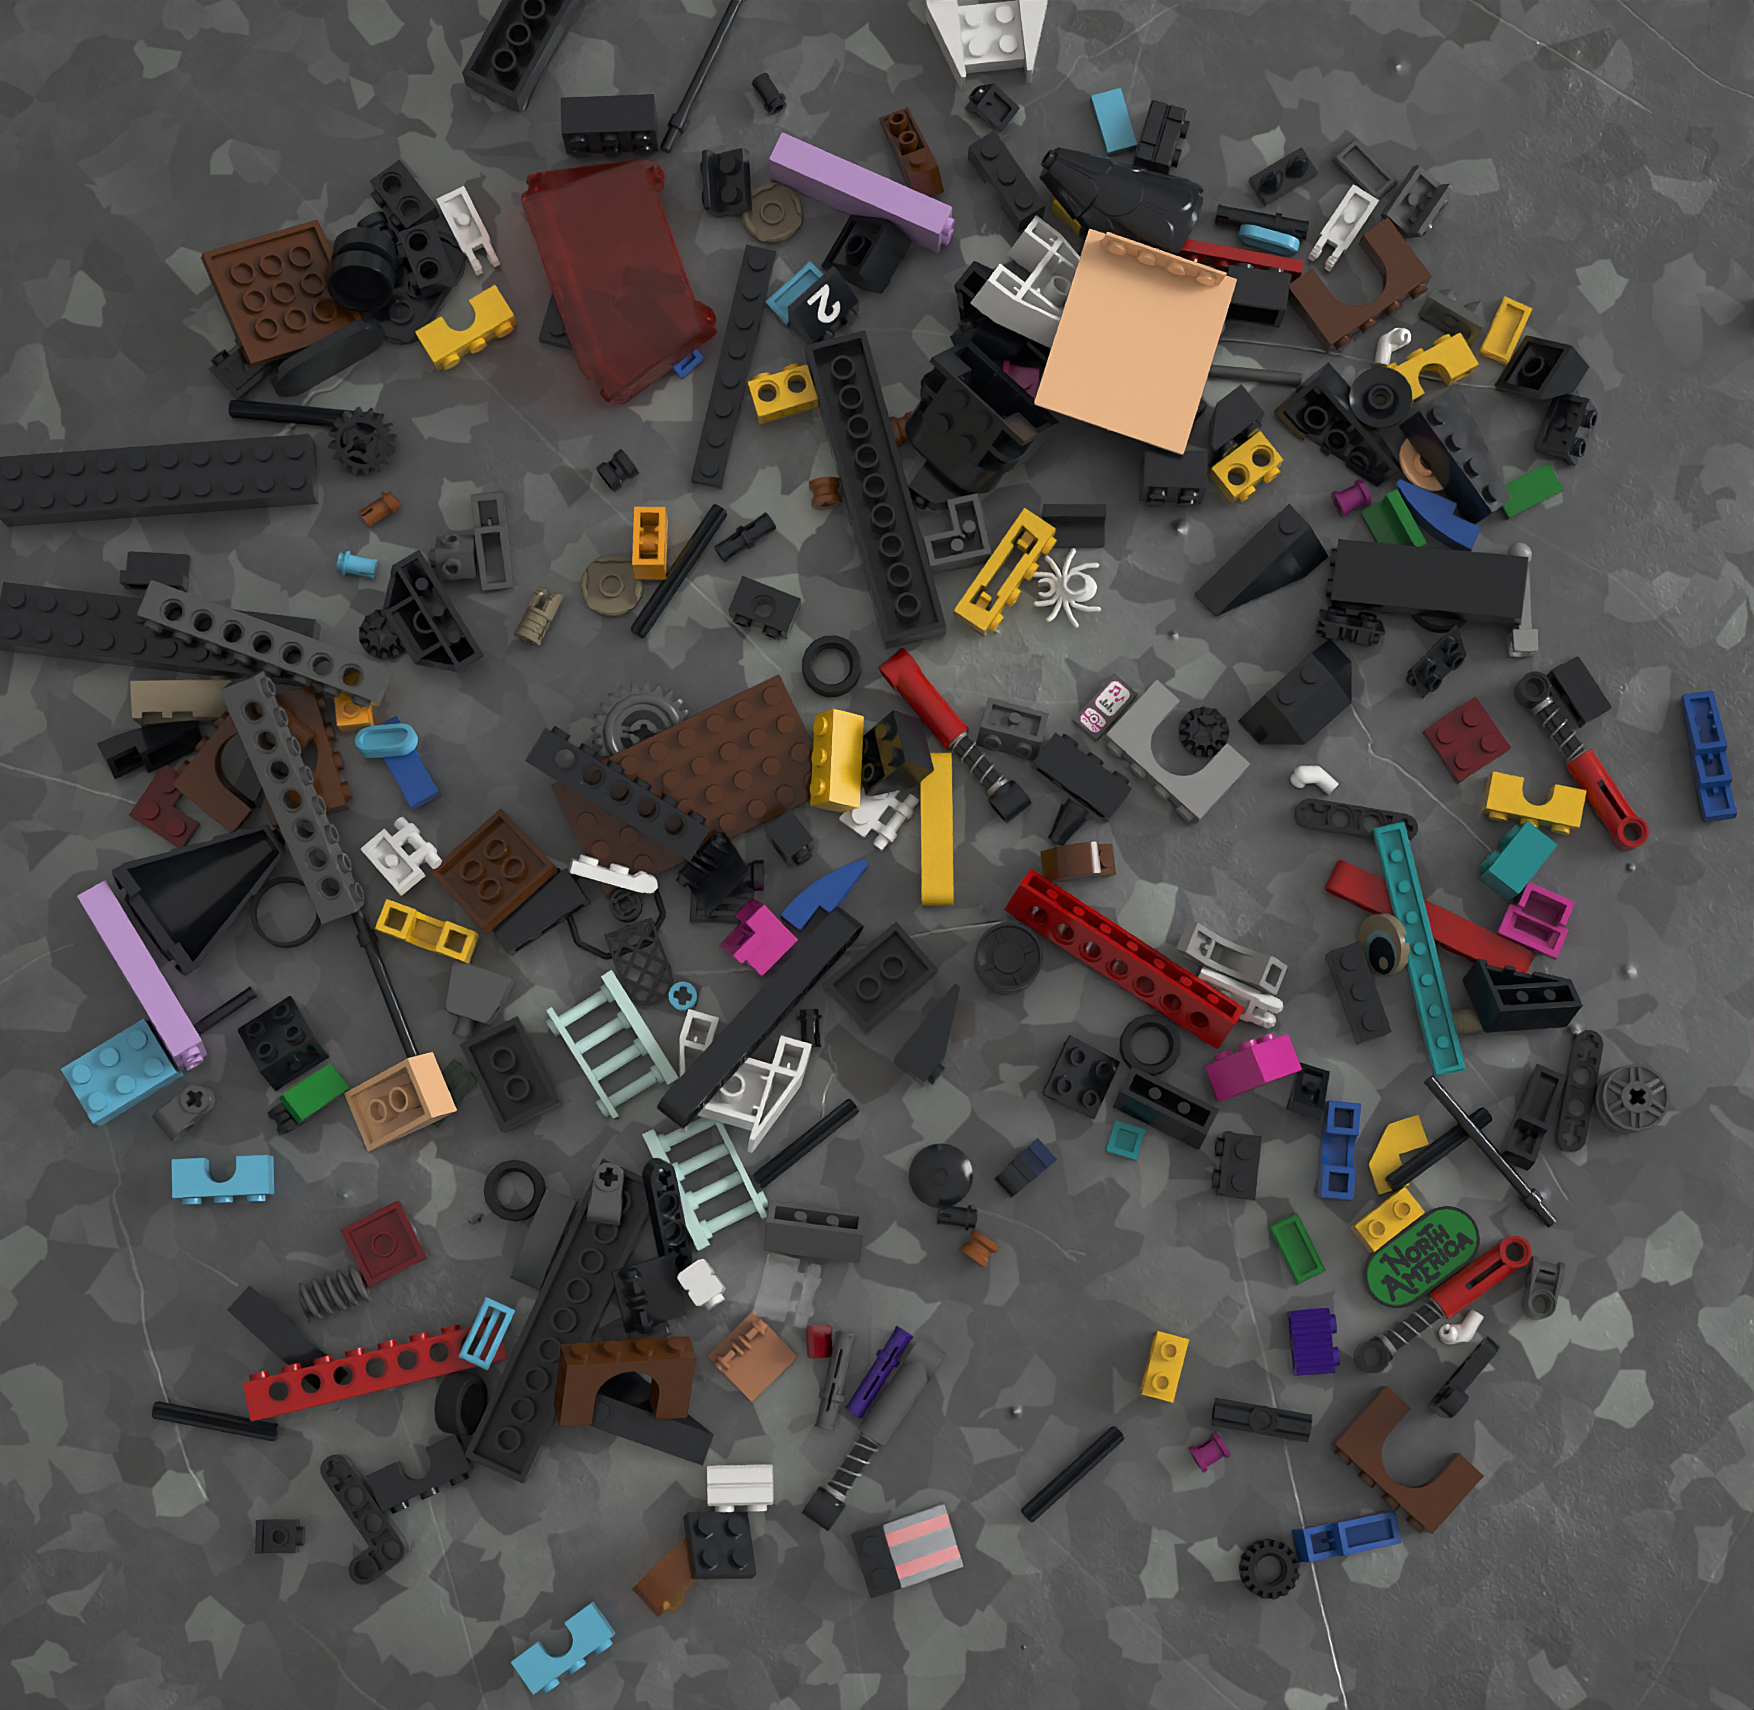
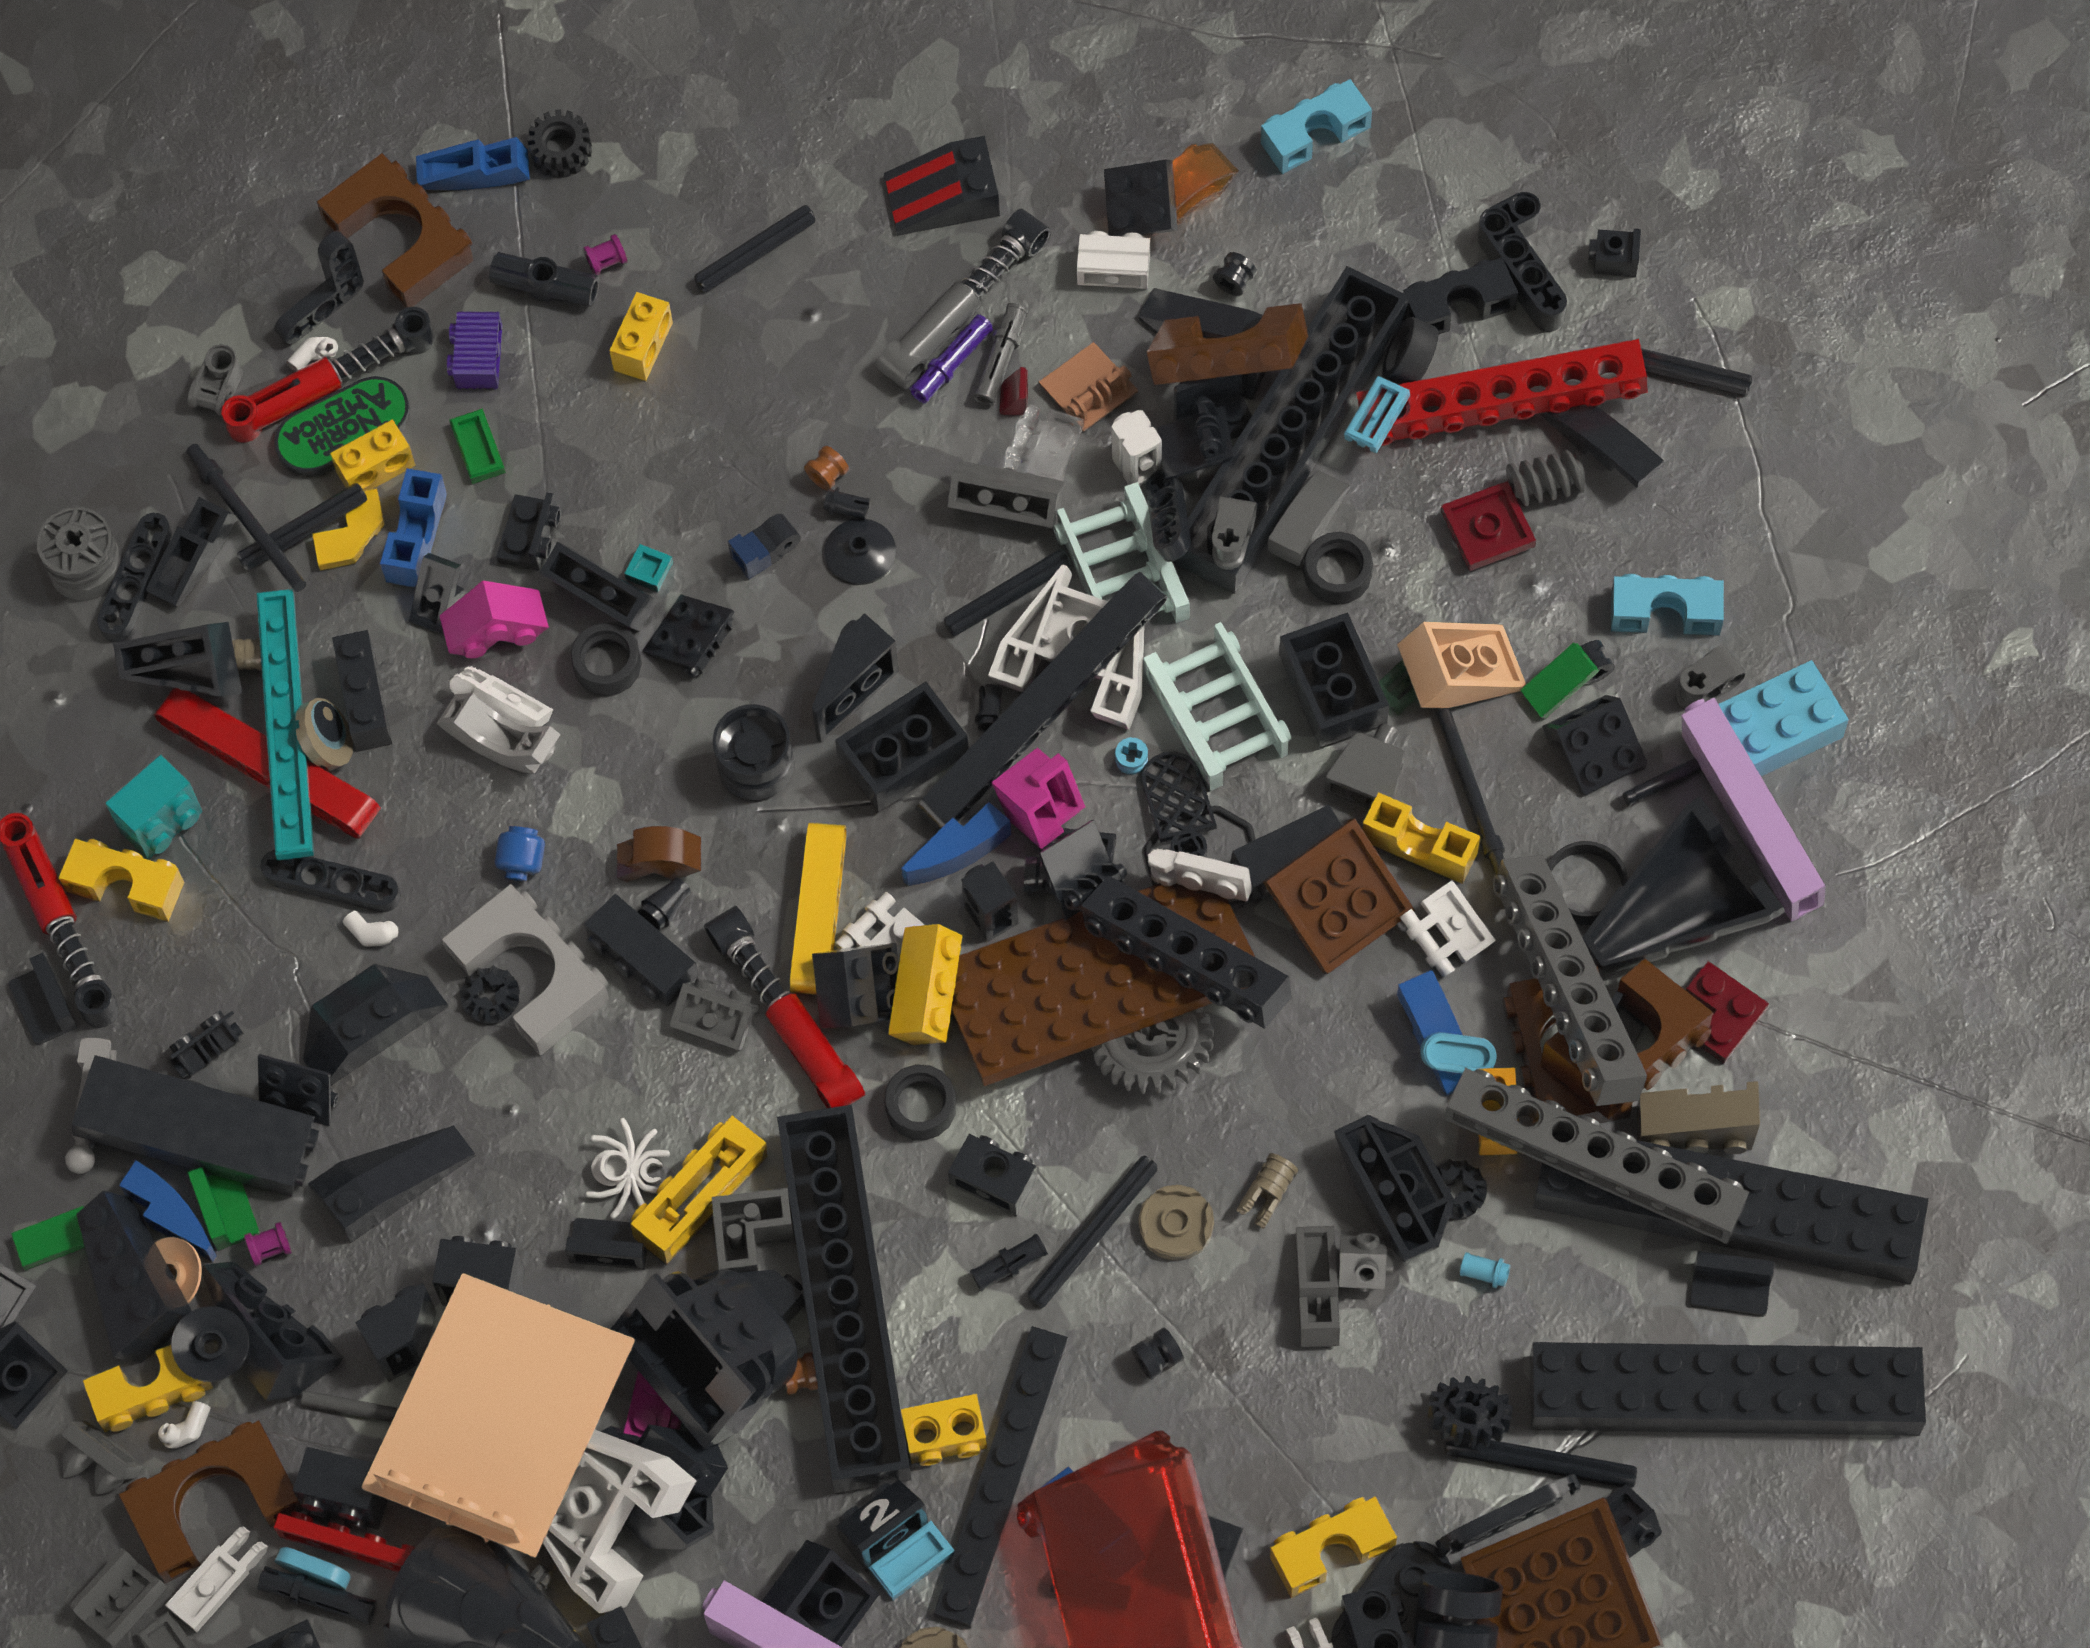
camera: 170 degrees left, 15 degrees down
(149, 747) = (1740, 1066): black slope -> none
(380, 508) = (1451, 1336): dark orange pin -> none
(628, 1481) = (1234, 274): none -> black wheel
(650, 543) = (1124, 1253): light orange brick -> none
(825, 492) = (905, 1304): dark orange wheel -> none
(1105, 707) = (602, 1031): tile -> none
(1124, 959) = (622, 746): red brick -> none
(1197, 855) = (519, 853): none -> blue head
(1241, 463) = (382, 1279): yellow brick -> none
(1466, 740) = (185, 959): dark red plate -> none
(1505, 330) = (40, 1435): yellow tile -> none
(1537, 920) = (141, 737): dark pink plate -> none

